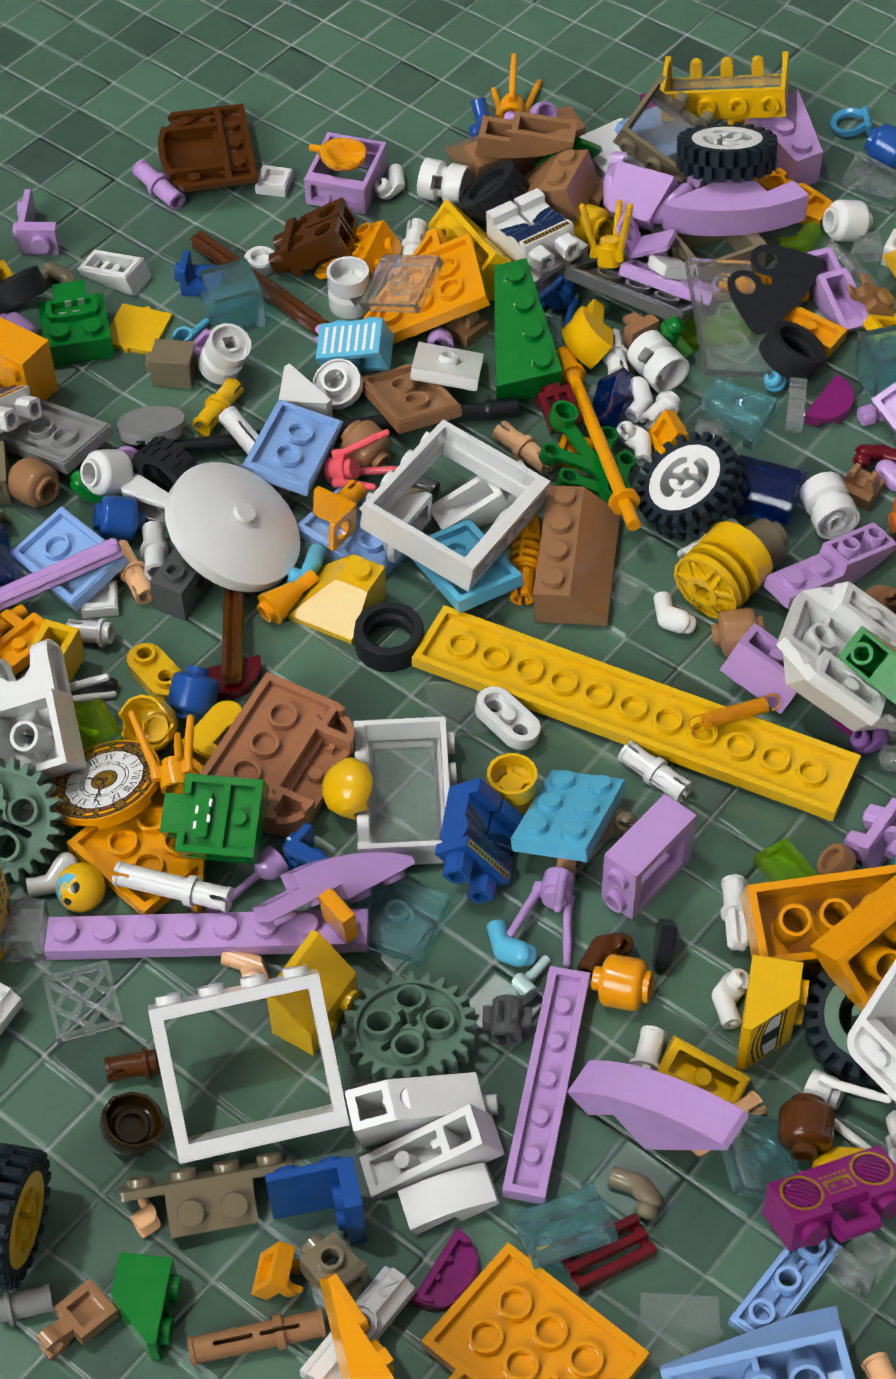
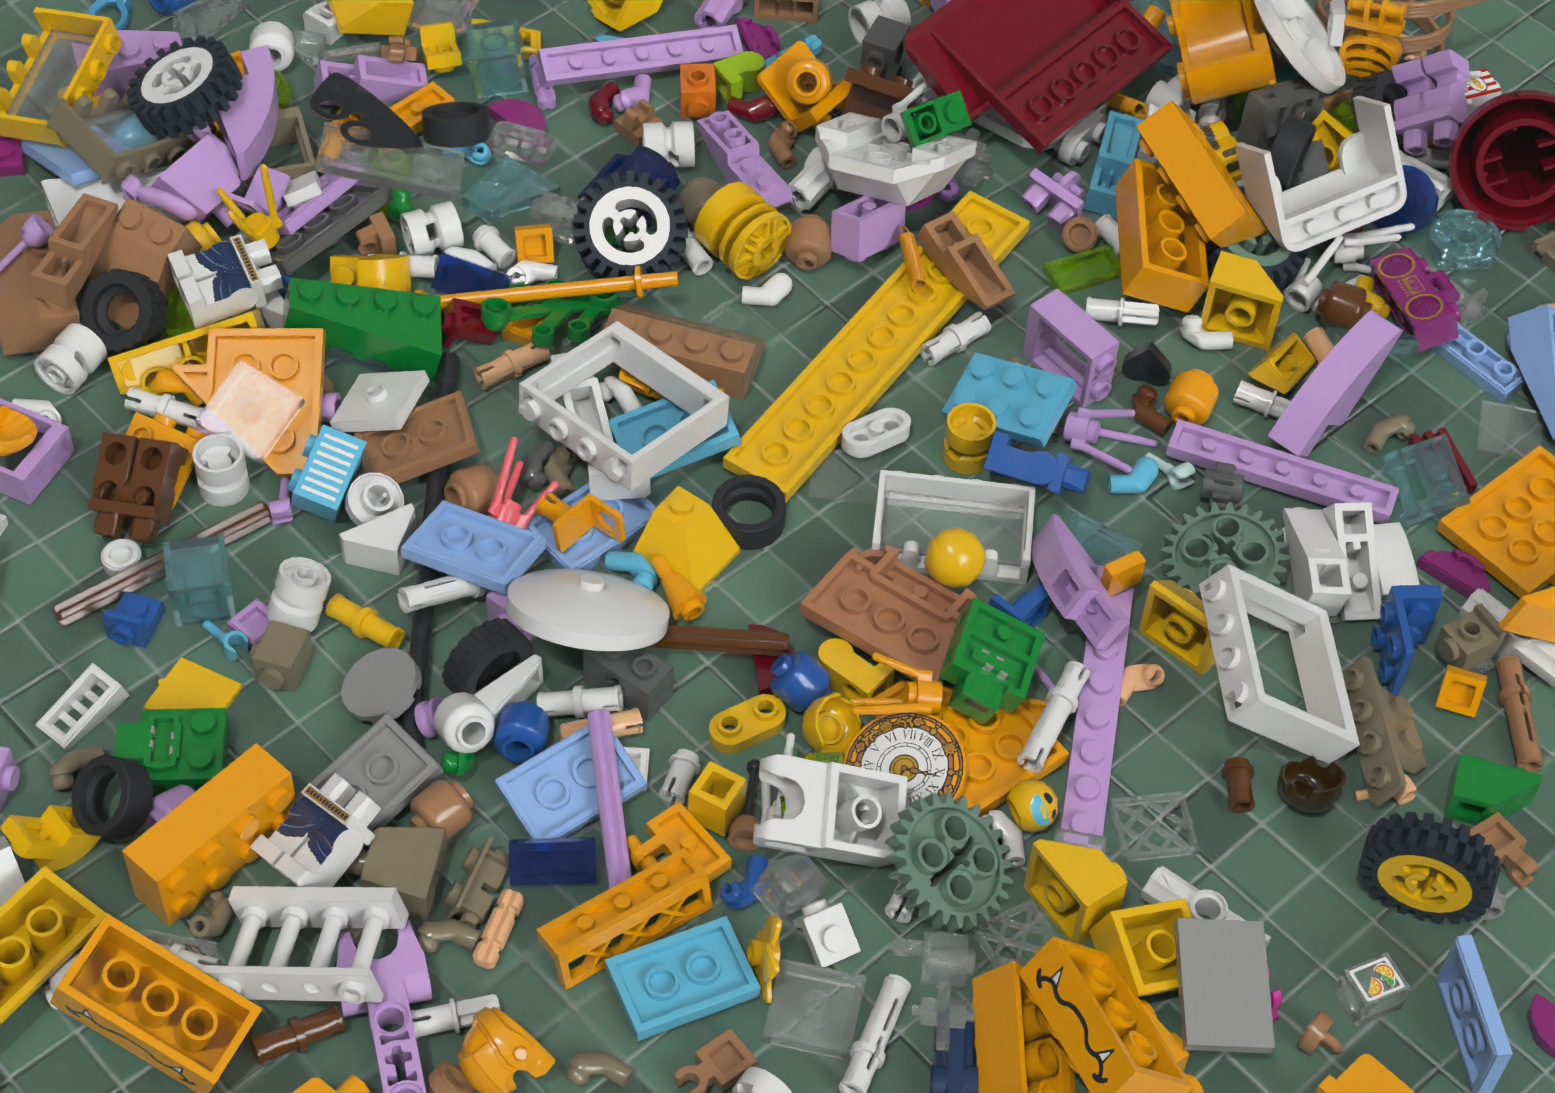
camera: 85 degrees left, 0 degrees up
(740, 752) = (965, 261): none -> medium nougat slope

